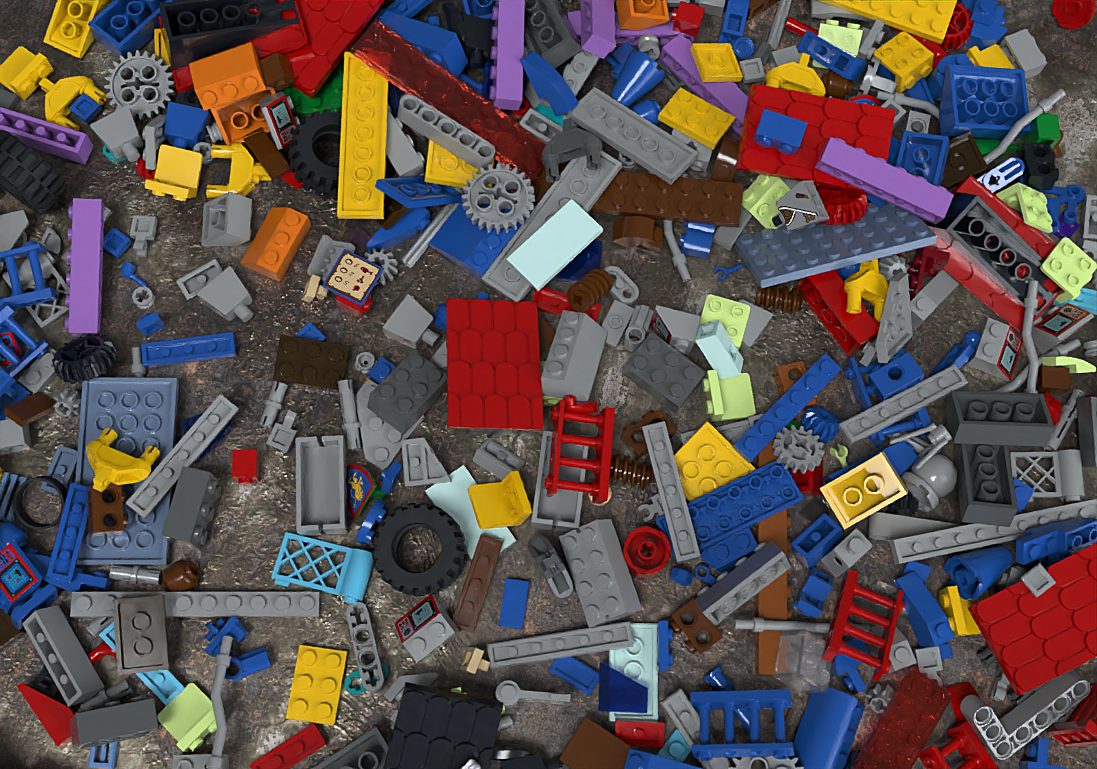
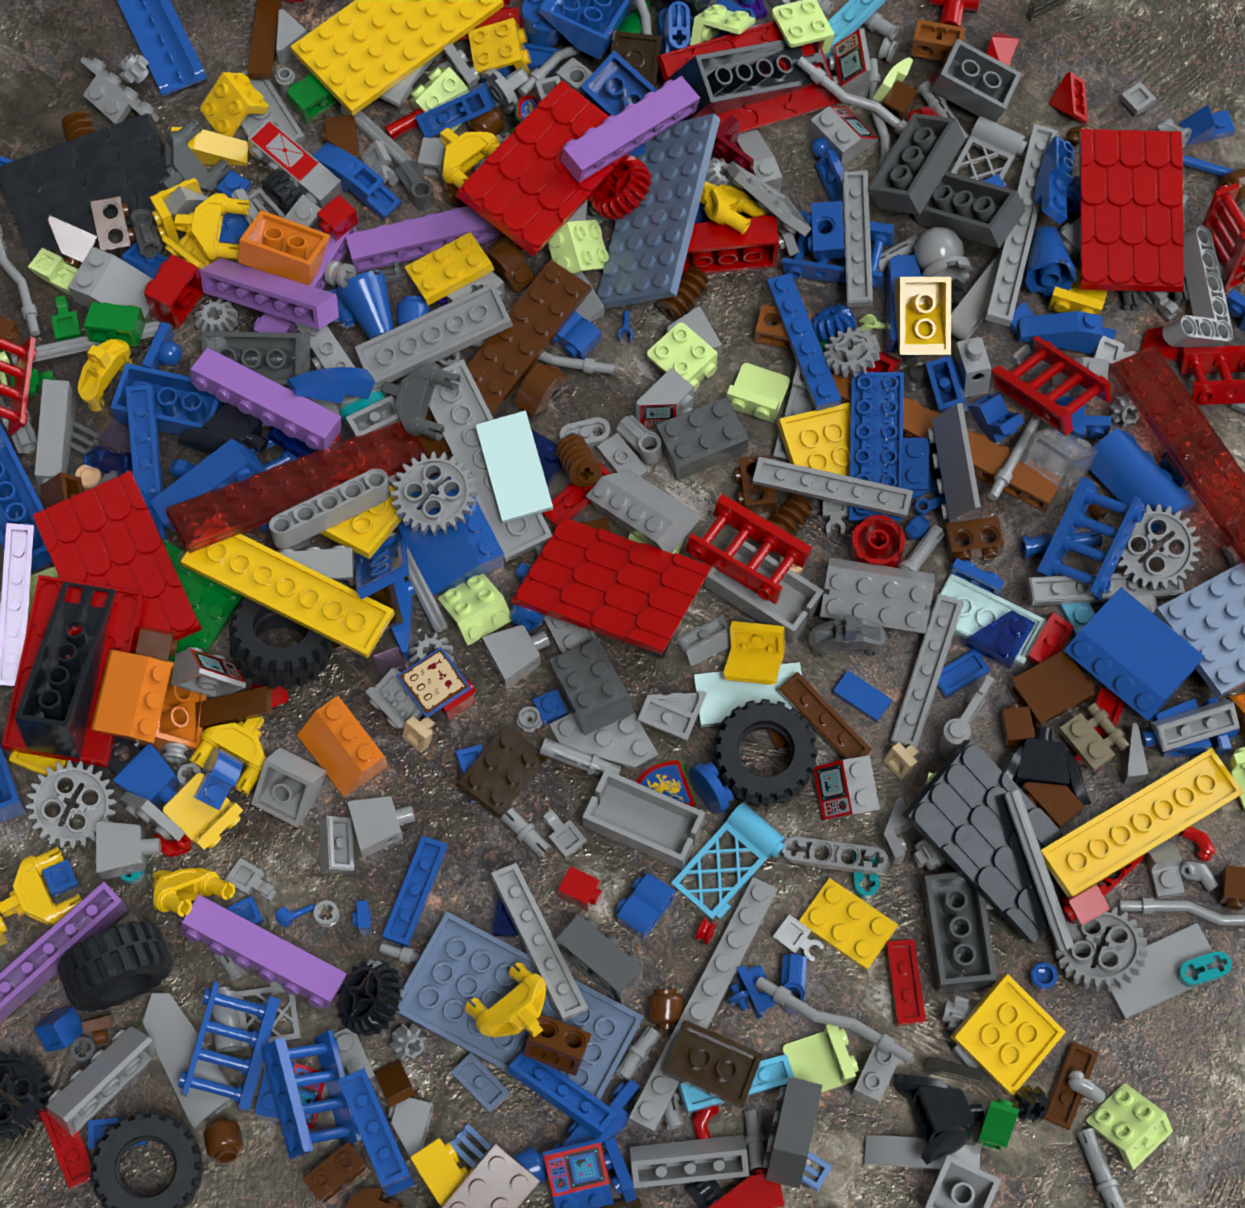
camera: 55 degrees left, 5 degrees down
(18, 505) = (535, 1122): black tyre -> none
(52, 242) = (199, 983): light grey tile -> none
(109, 187) = (178, 888): none -> yellow connector
(205, 169) = (220, 775): none -> blue brick
(255, 521) = (645, 905): none -> blue brick
(257, 577) = (706, 931): none -> red bush
(285, 647) = (794, 936): none -> plate
(390, 477) = (670, 747): blue plate -> none
(433, 278) = (476, 608): none -> yellowish green bracket
(550, 740) = (1016, 725): none -> reddish brown brick
(579, 406) = (703, 523): red arm -> none
(660, 590) = (922, 549): none -> light grey pin
(716, 62) = (400, 218): yellow tile -> none
(719, 349) = (711, 371): light aqua brick -> none
(743, 47) = (396, 185): blue plate -> none
(752, 70) = (428, 190): light grey tile -> none
(759, 26) = (378, 159): none -> light grey plate
(779, 132) = (526, 192): blue brick -> none
(800, 207) = (610, 220): light grey torso -> none
(938, 437) = (906, 224): light grey plant -> none
(1037, 580) = (1089, 212): light grey tile -> none

